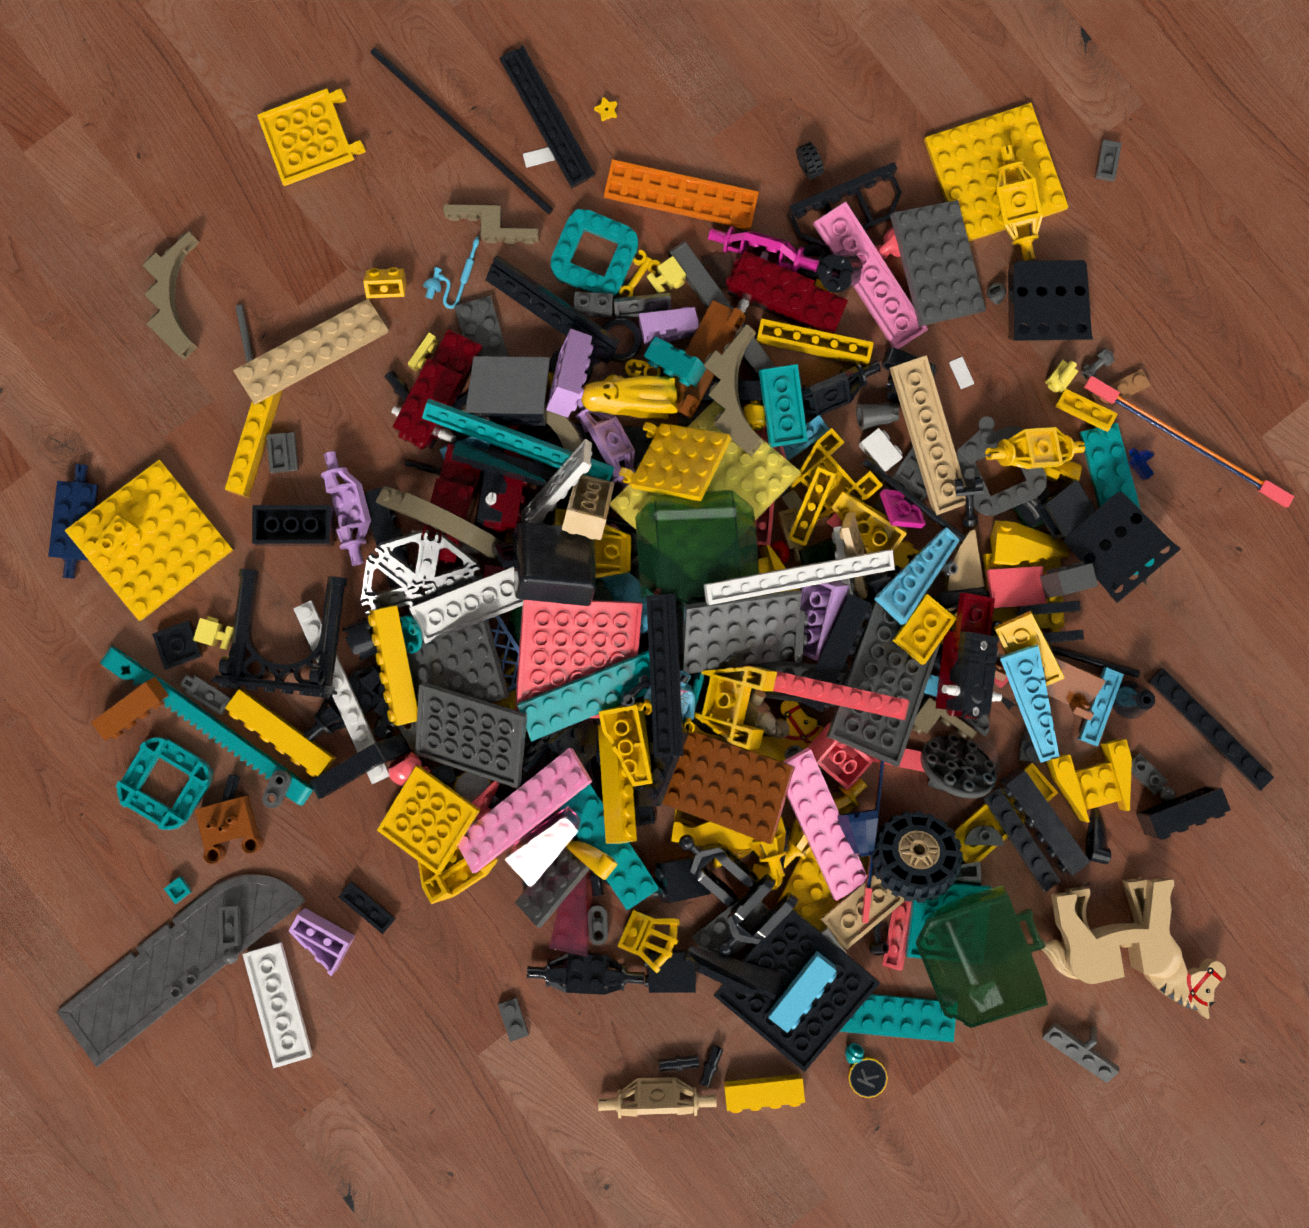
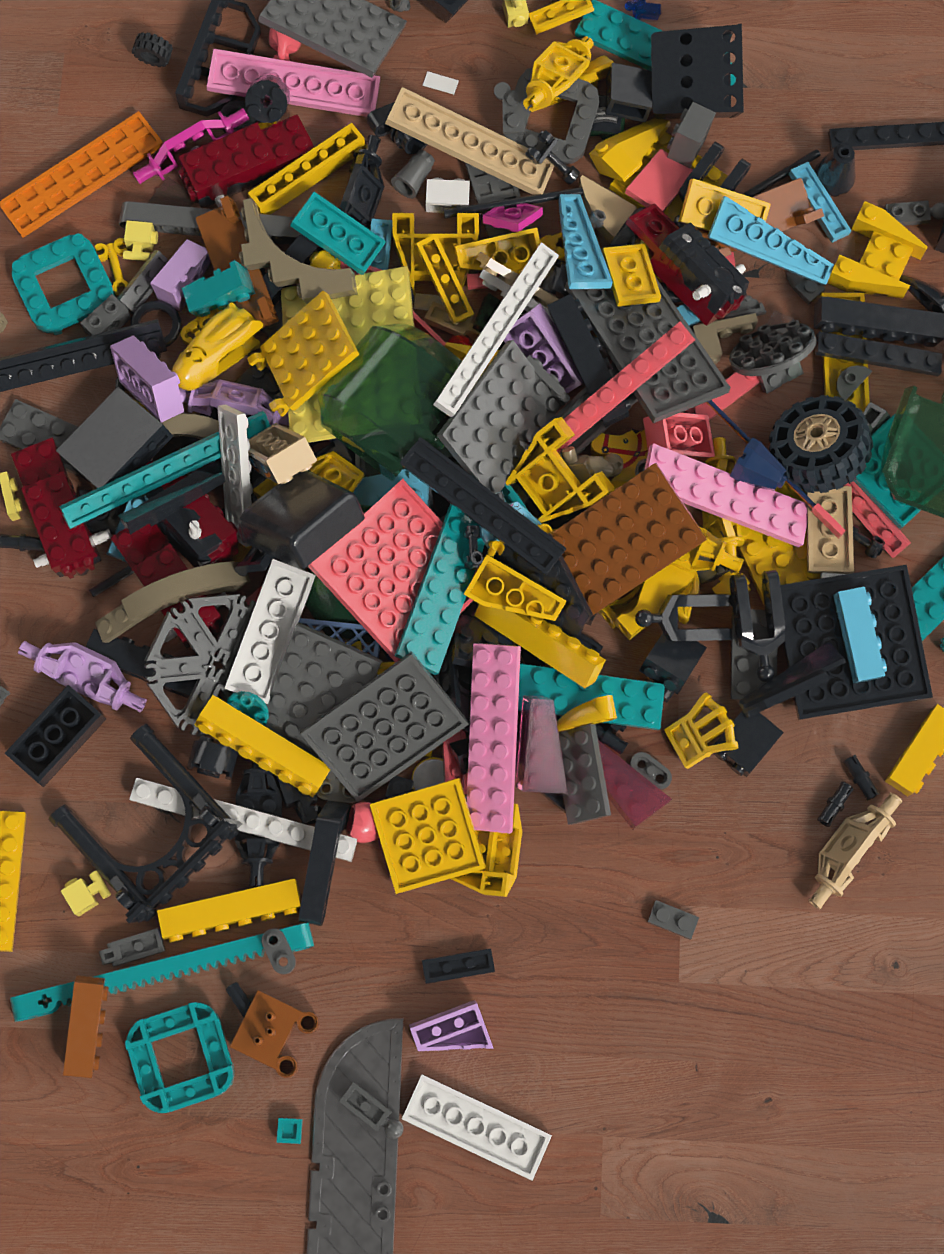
camera: 50 degrees left, 10 degrees down
(177, 645) = (65, 937): black plate -> none
(585, 974) = (687, 818): black plate -> none

